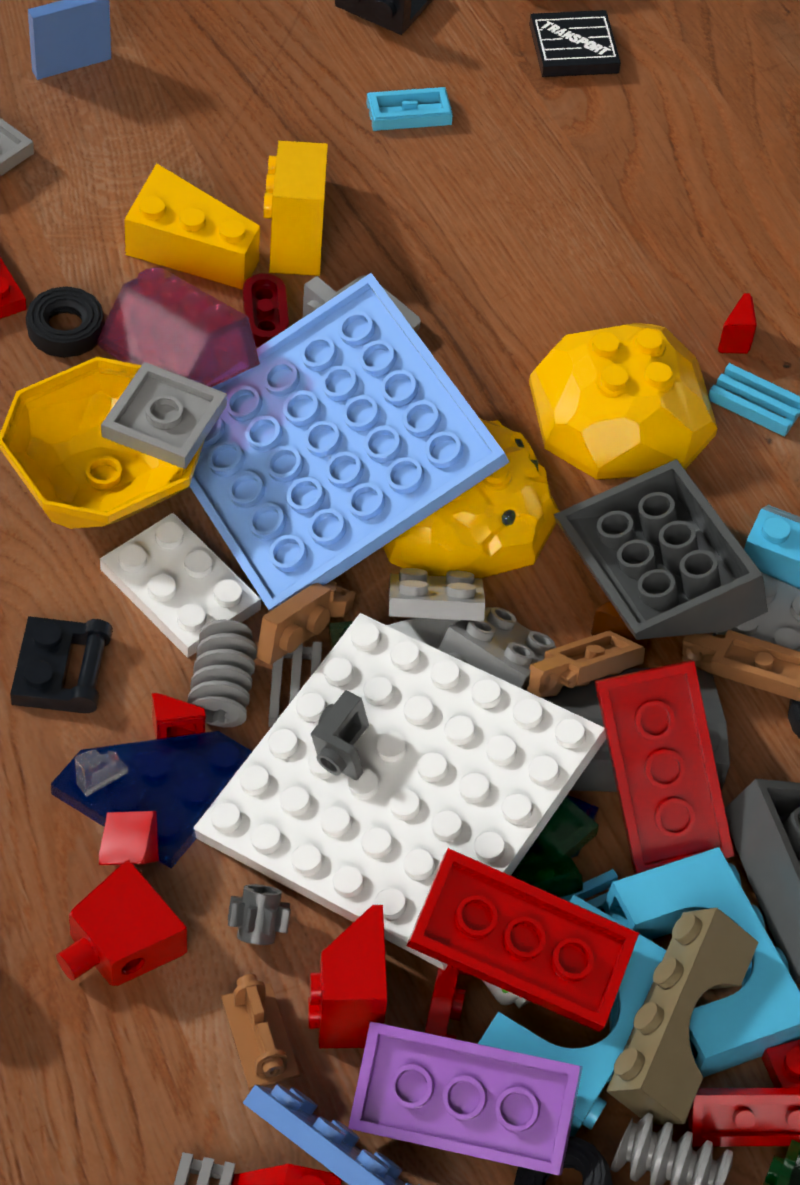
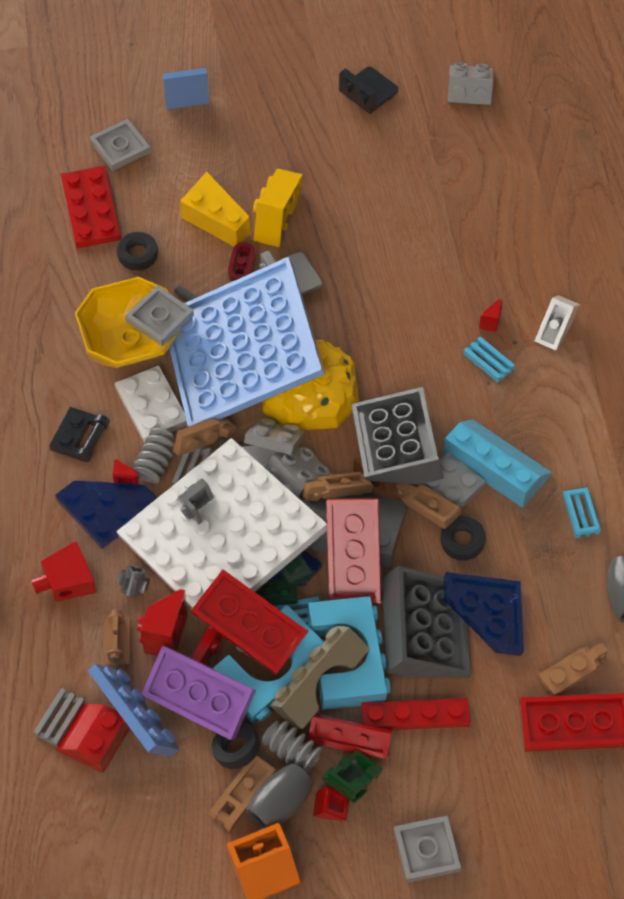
camera: 20 degrees right, 5 degrees up
(97, 770) = (76, 493): clear tile -> none
(129, 837) = (82, 530): slope -> none
(178, 329) = (185, 269): clear pink slope -> none
(409, 108) = (359, 158): medium azure tile -> none
(574, 43) = (464, 134): black tile -> none
(622, 401) = (415, 347): yellow rock -> none

